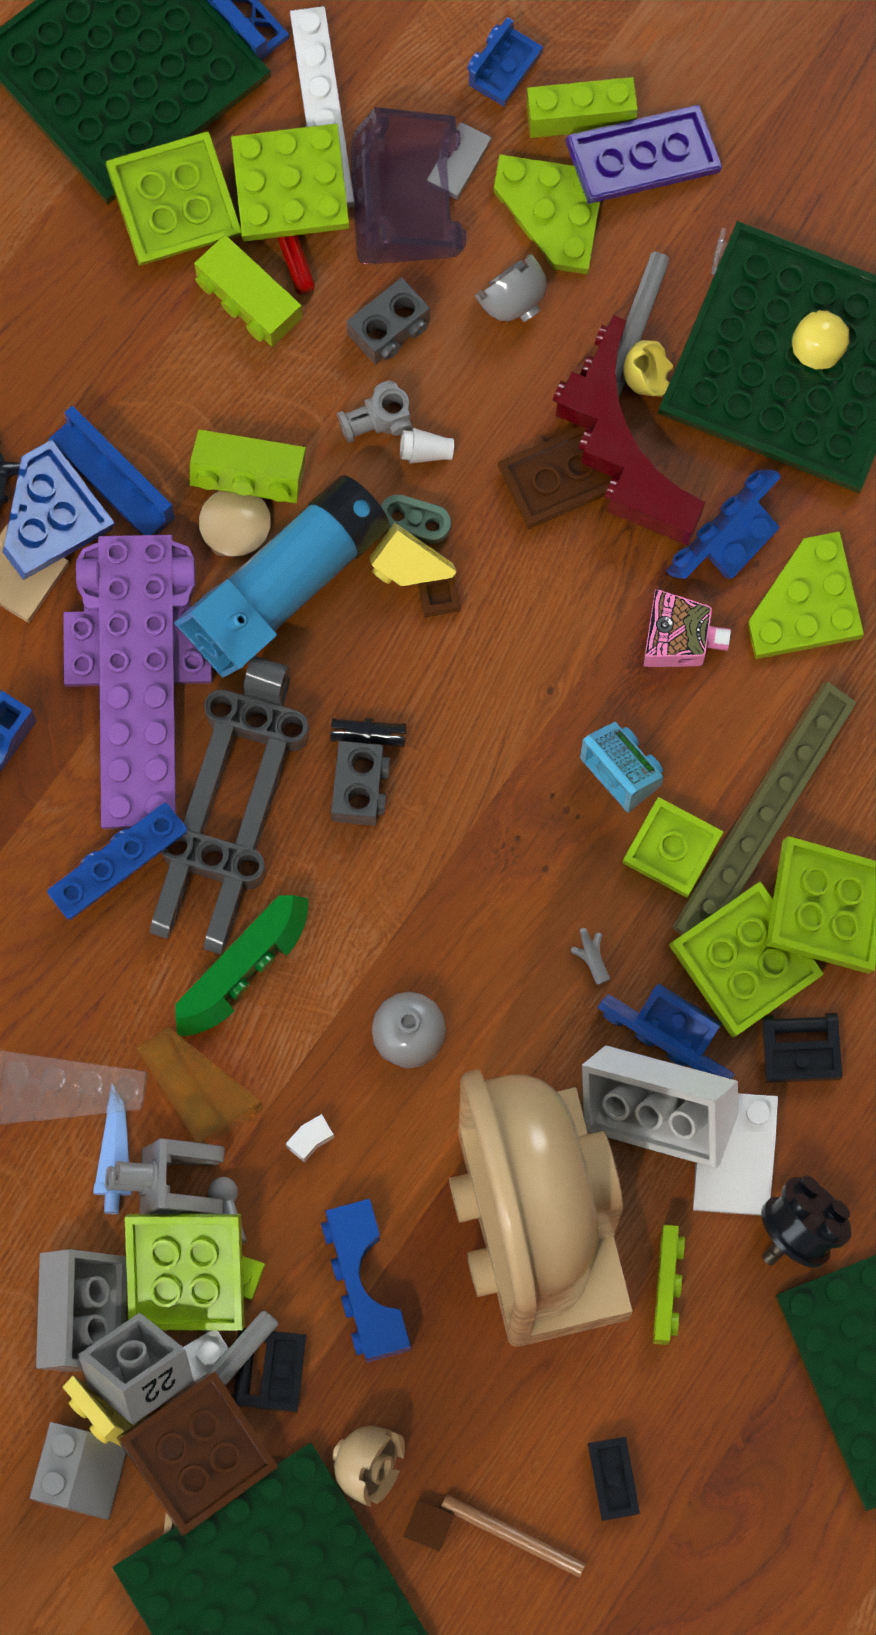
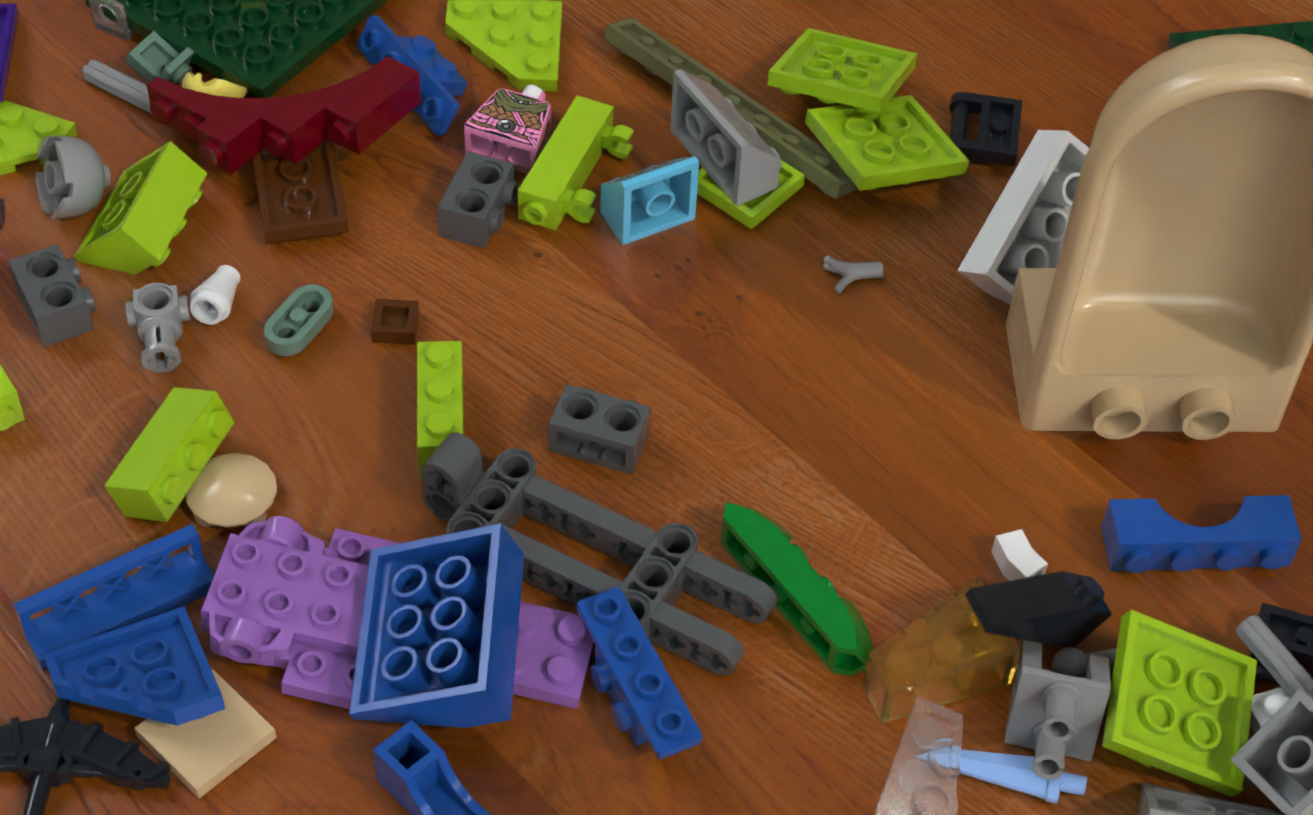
camera: 80 degrees left, 25 degrees down
(113, 709) = (440, 630): none -> blue slope
(239, 1149) = (1042, 608): none -> black slope
(249, 606) = (370, 475): dark azure piece -> none
(343, 655) = (438, 395): none -> lime brick
(368, 732) = (539, 409): black pin -> none
(408, 559) = (345, 326): light yellow slope -> none
(408, 1029) = (903, 442): light grey cylinder -> none
(496, 359) = (143, 212): none -> lime slope
(585, 614) = (477, 200): none -> dark grey brick
(649, 688) = (567, 161): none -> lime brick
(671, 1025) = (939, 217): blue bracket -> none
(678, 312) = (158, 59): none -> sand green bracket
(690, 813) = (722, 140): none -> light grey slope

